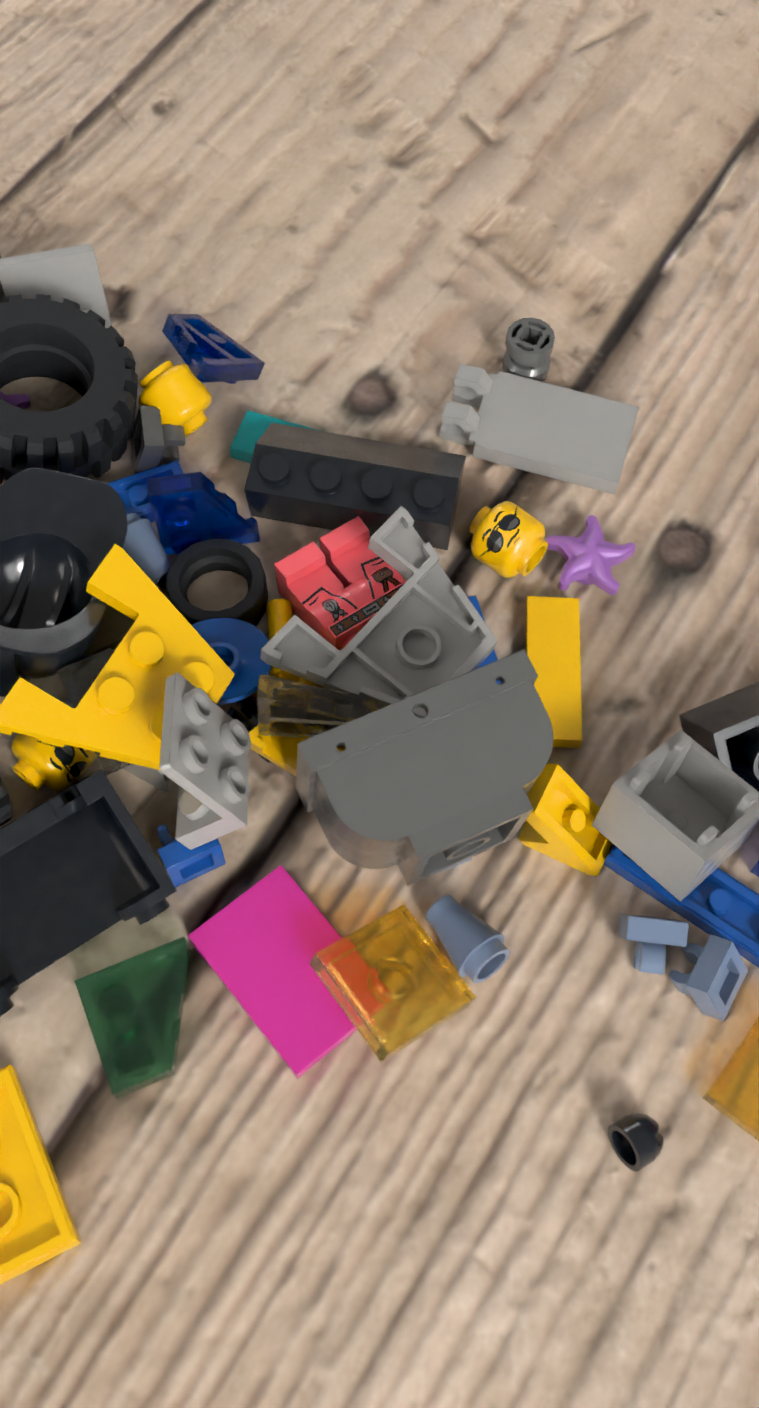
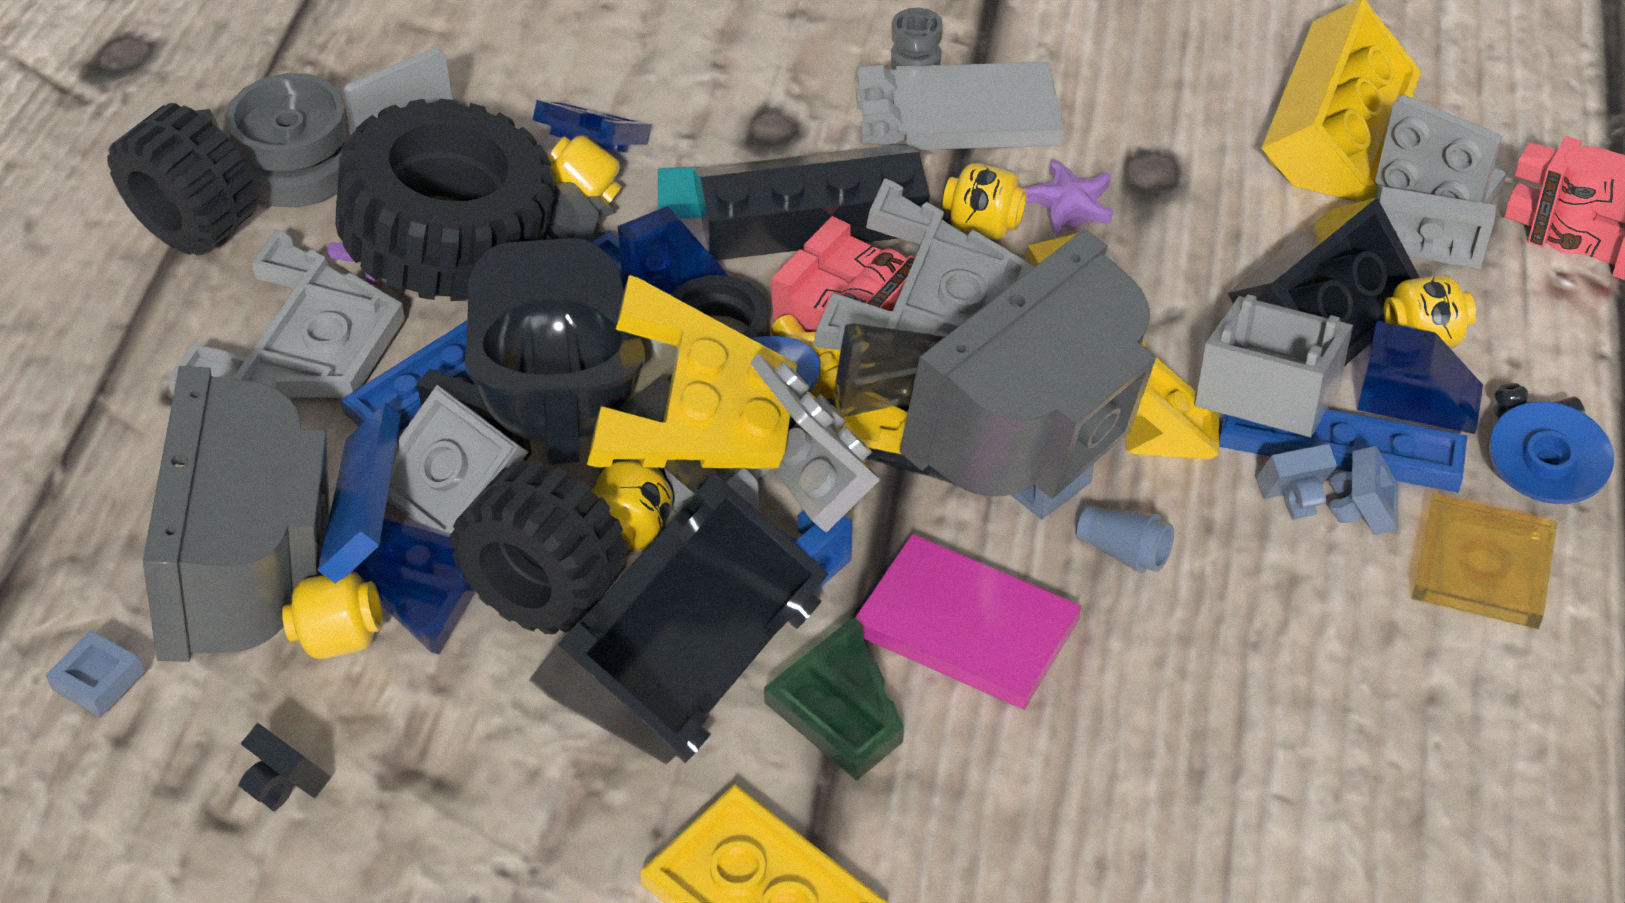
camera: 20 degrees left, 15 degrees down
(392, 981) = (1076, 588): clear yellow tile -> none
(636, 1140) = (1379, 654): black hinge -> none

